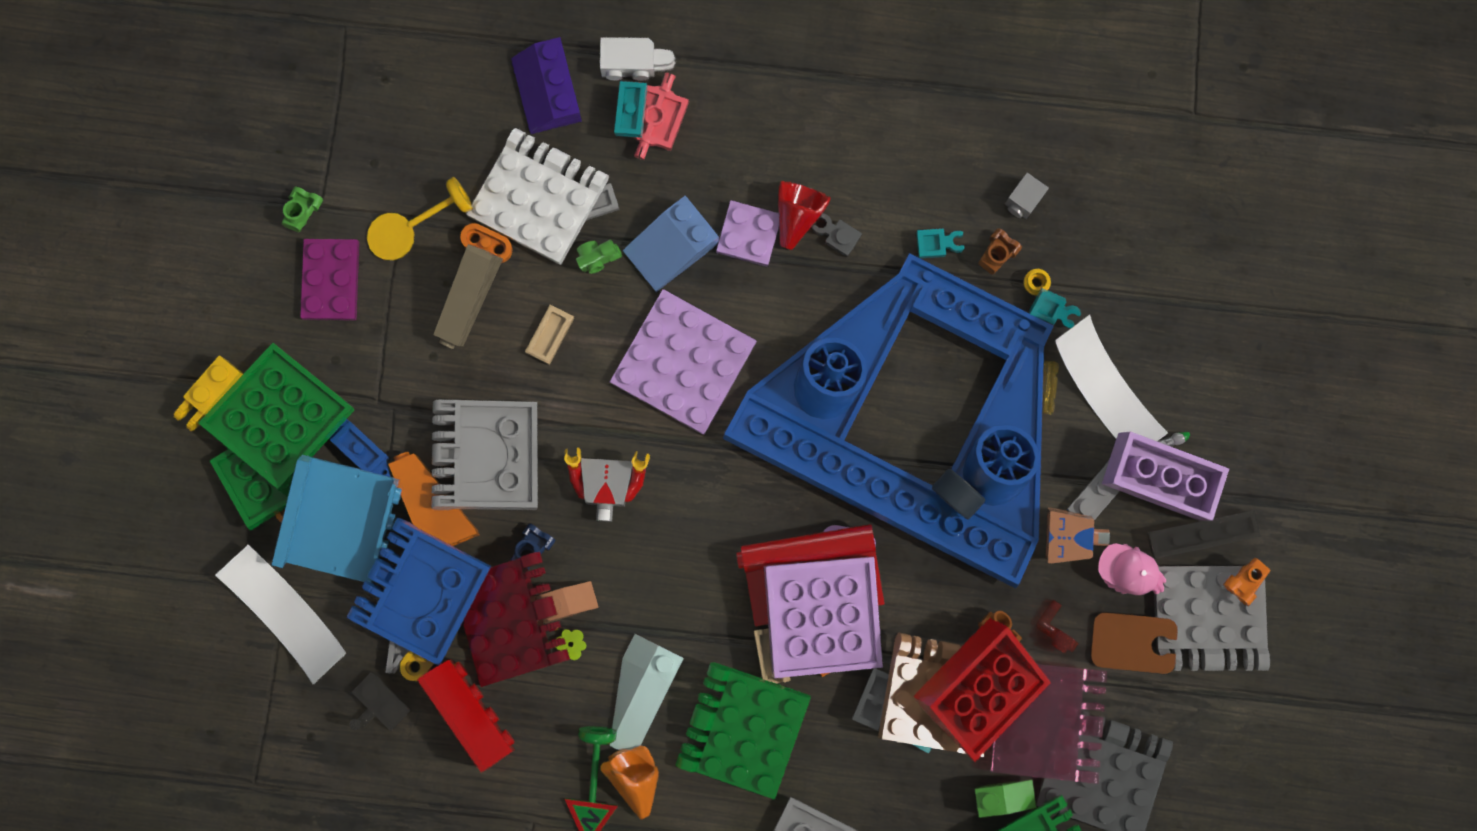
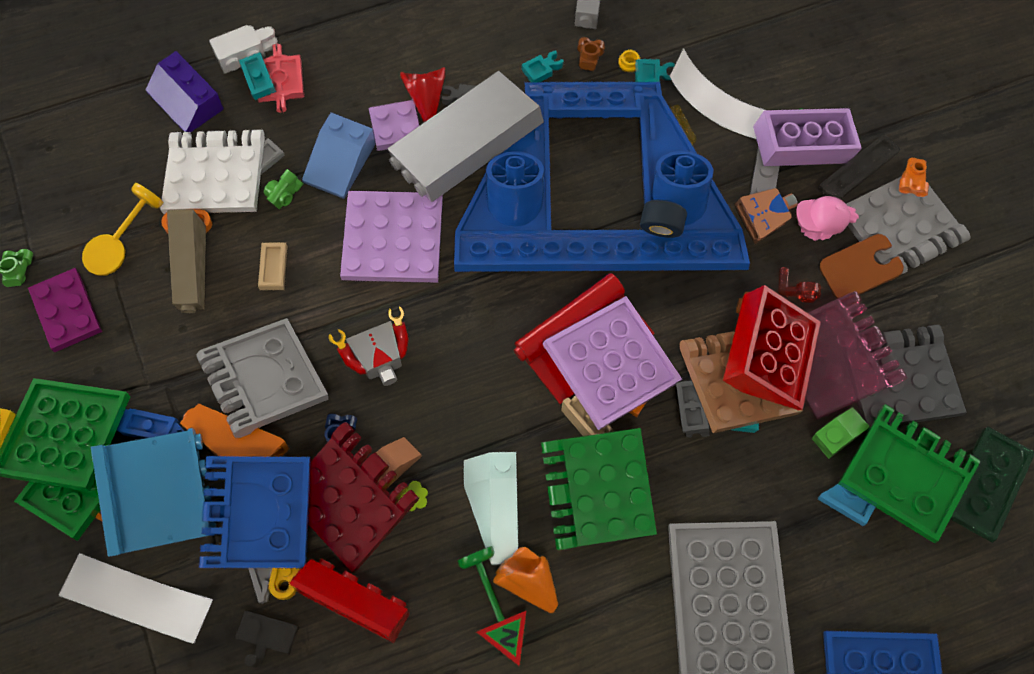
camera: 25 degrees left, 15 degrees down
(809, 292) = (465, 136): none -> light grey brick

